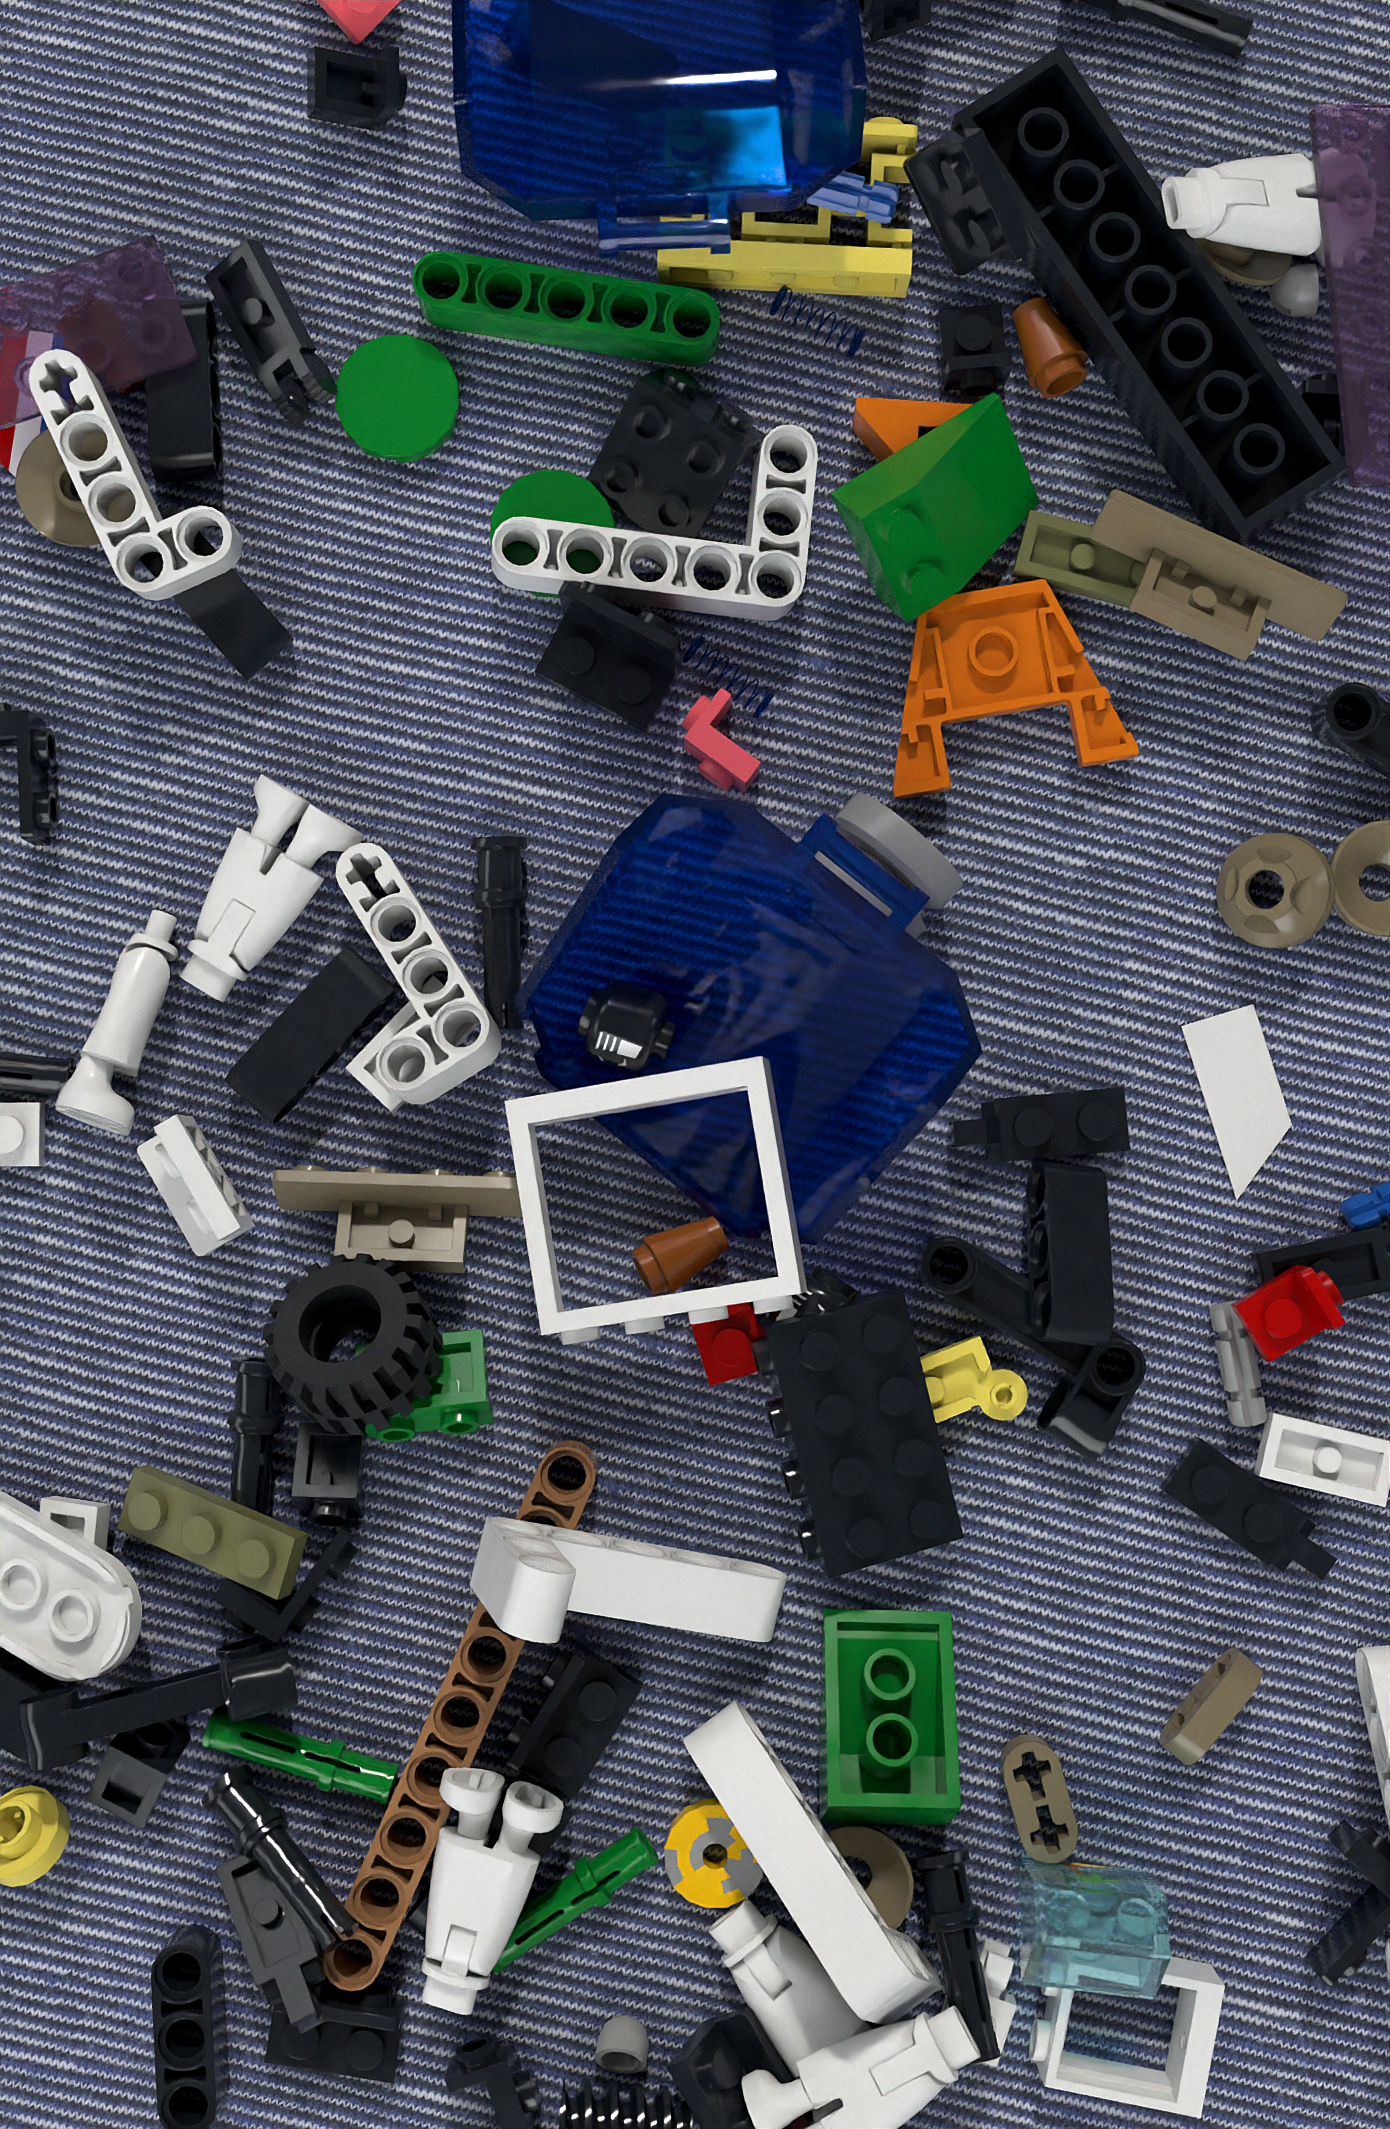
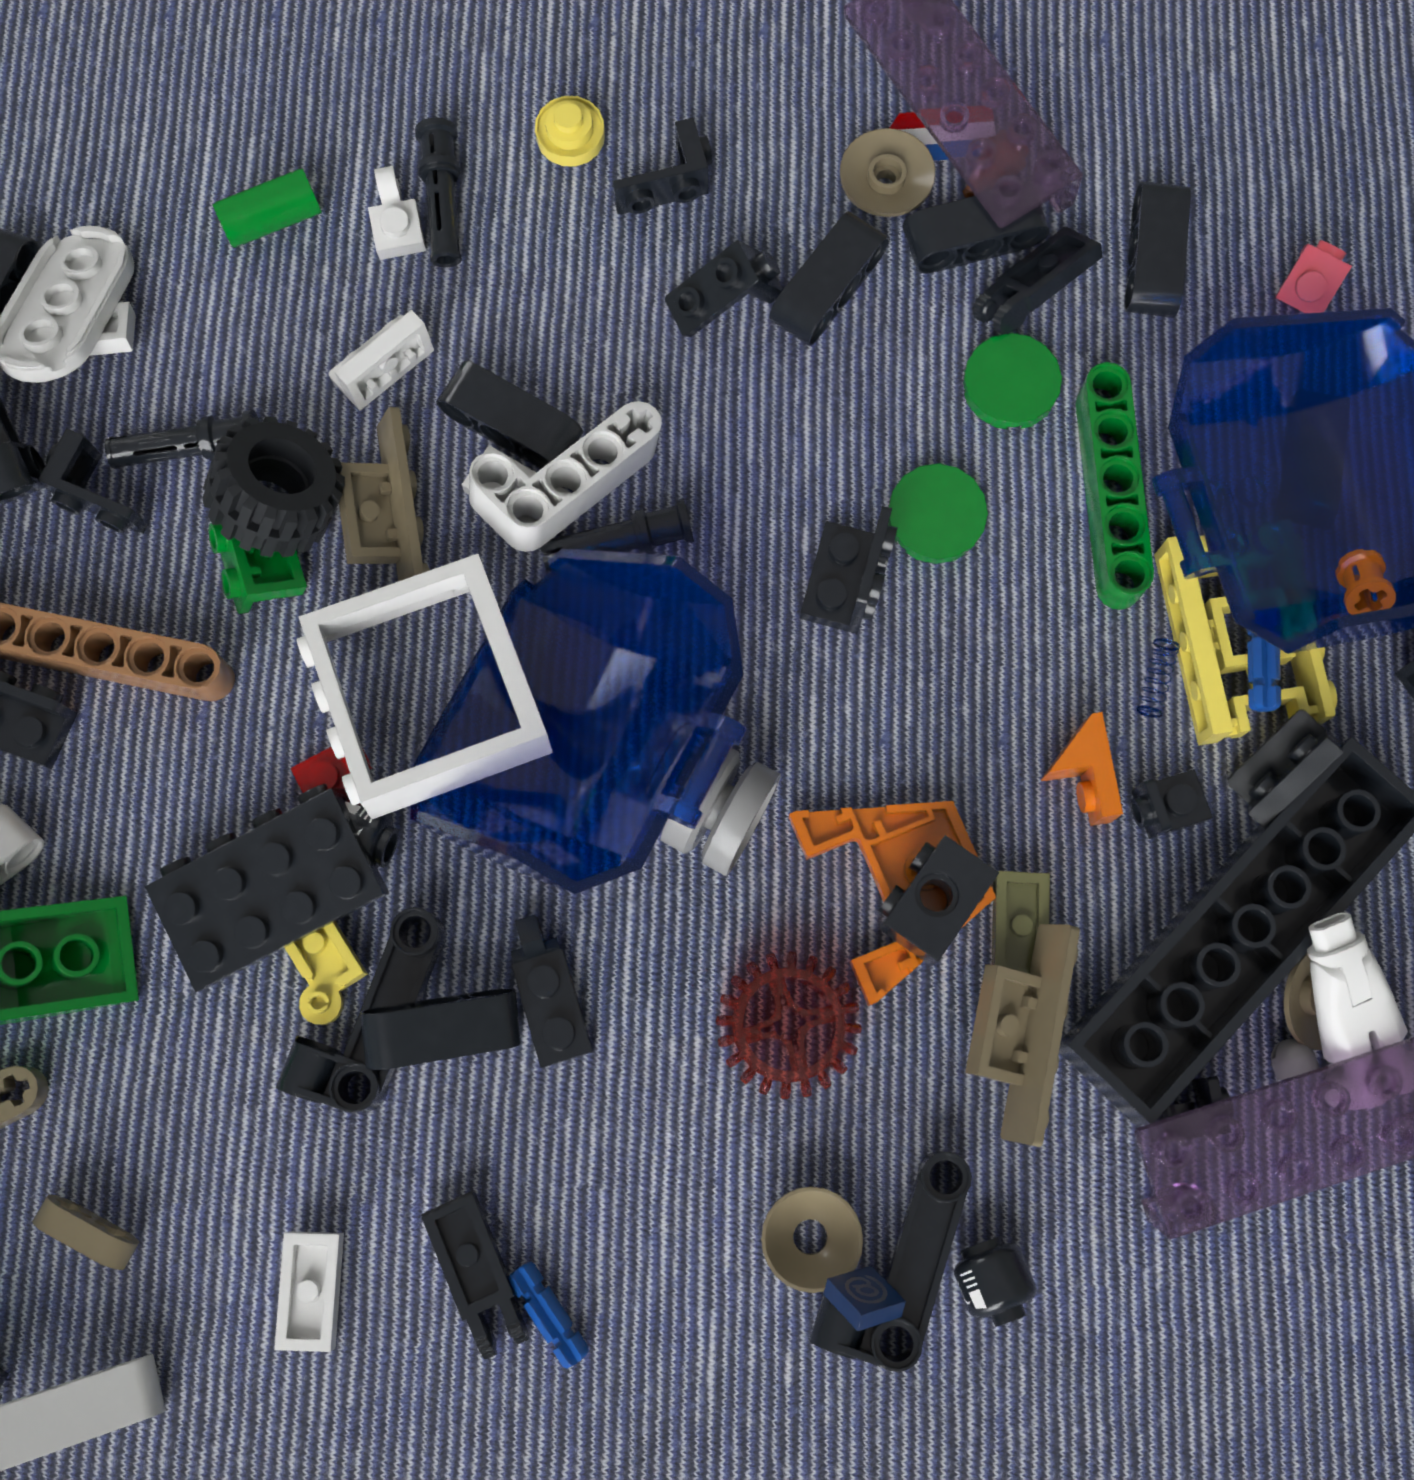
camera: 75 degrees right, 10 degrees down
(119, 473) = (936, 138): white beam -> none
(122, 1029) = (485, 282): white piece -> none
(192, 729) = (721, 284): none -> black bracket
(212, 1531) = (118, 422): olive plate -> none
(261, 887) = (618, 359): white piece -> none
(262, 170) = (1157, 249): none -> black beam
(328, 1475) = (173, 498): black bracket -> none
(355, 87) = (1237, 292): black bracket -> none
(539, 1571) = (118, 713): white beam -> none
(626, 1026) = (558, 638): black head -> none
(672, 454) = (1022, 587): black bracket -> none
(678, 1254) = (390, 722): dark orange cone -> none
(680, 556) = (939, 609): white beam -> none
(697, 644) = (860, 664): clear blue piece -> none
(720, 758) = (787, 673): coral bracket -> none
(781, 43) = (1371, 578): none -> orange bush
(938, 508) = (1031, 797): green slope -> none
(1037, 609) = (961, 878): none -> black brick
(1048, 349) = (1184, 864): dark orange cone -> none
(1141, 823) = (833, 1012): none -> clear red gear
(1238, 1090) = (610, 1153): white sticker -> none
(1238, 1367) = (378, 1198): light grey axle -> none
(1245, 1509) = (256, 1231): black hinge -> none
(1289, 1310) = (424, 1226): red bracket -> none
(1306, 896) = (787, 1166): dark tan piece -> none

